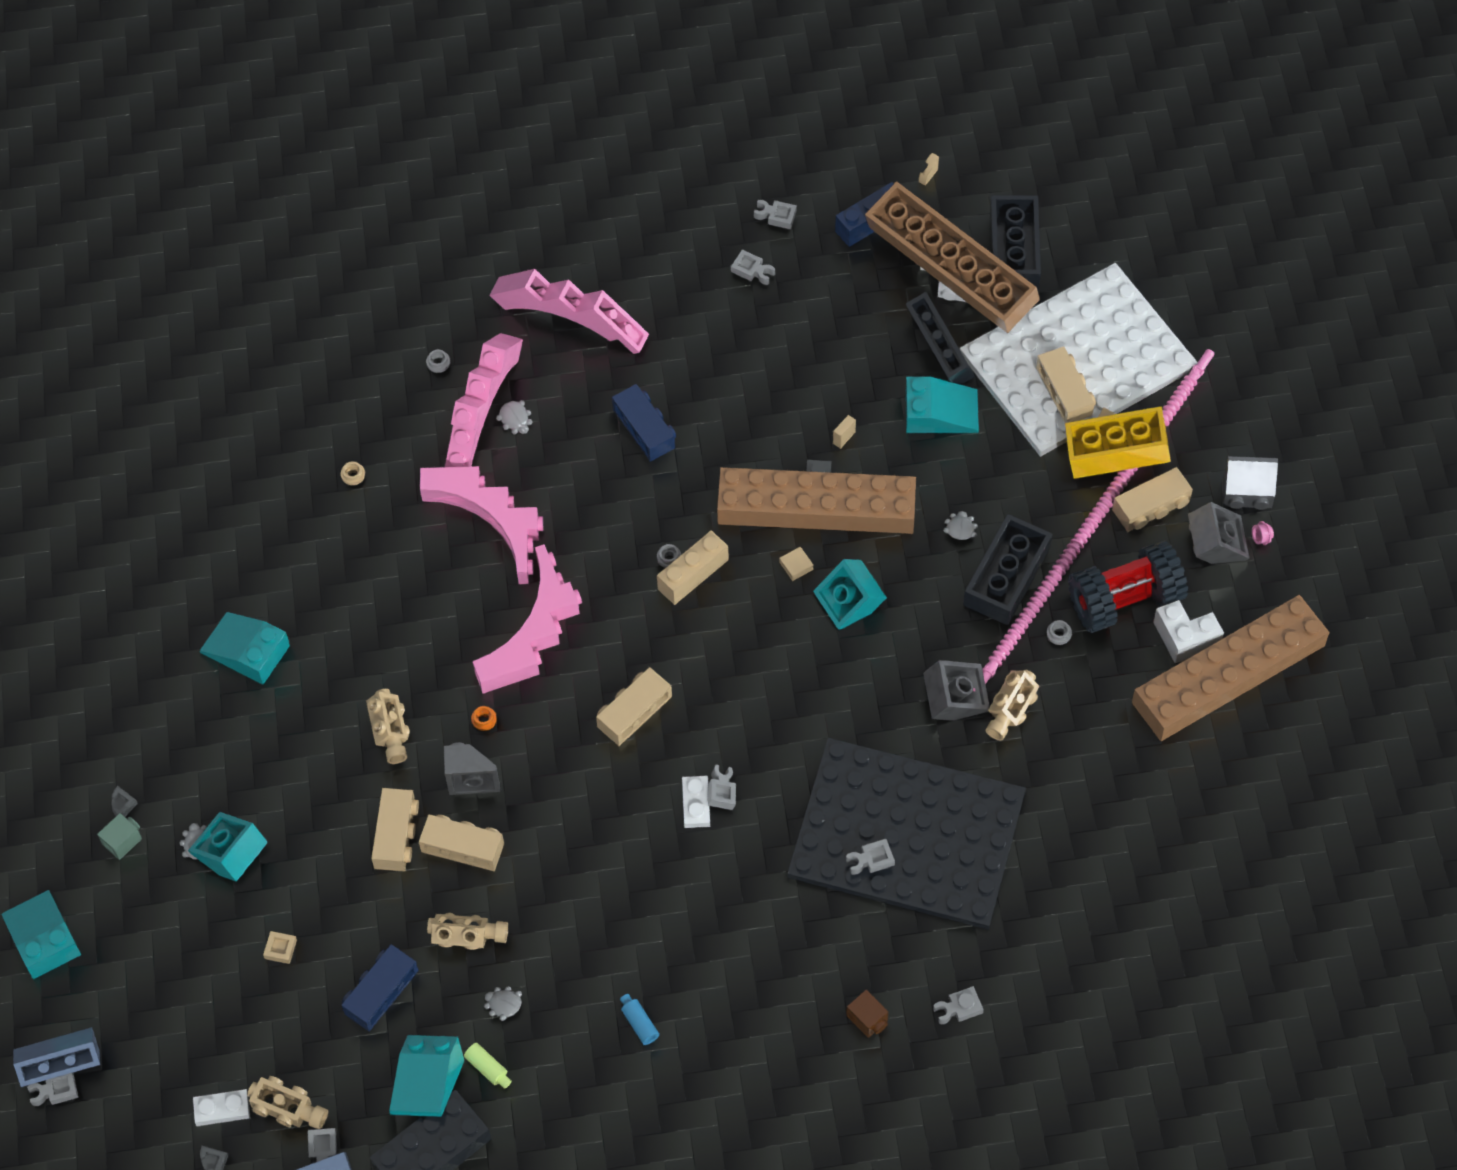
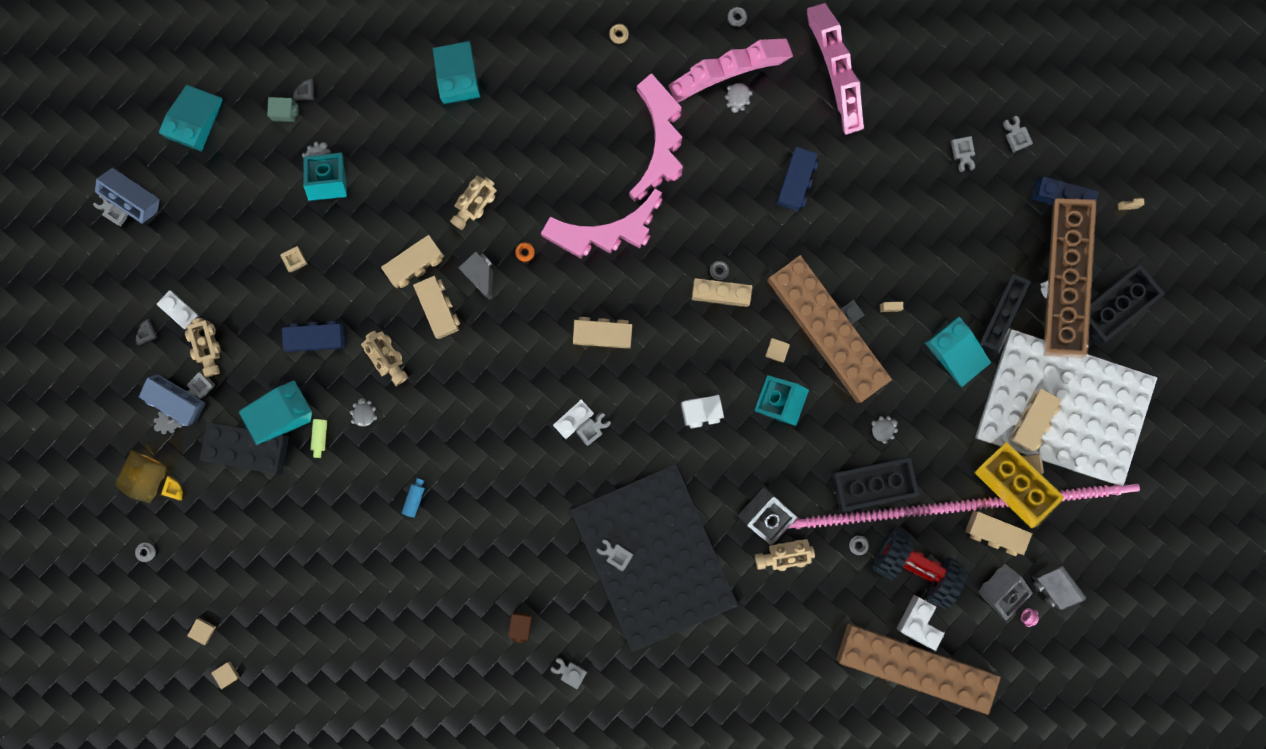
camera: 45 degrees right, 25 degrees up
(793, 672) = (702, 410): none -> white brick

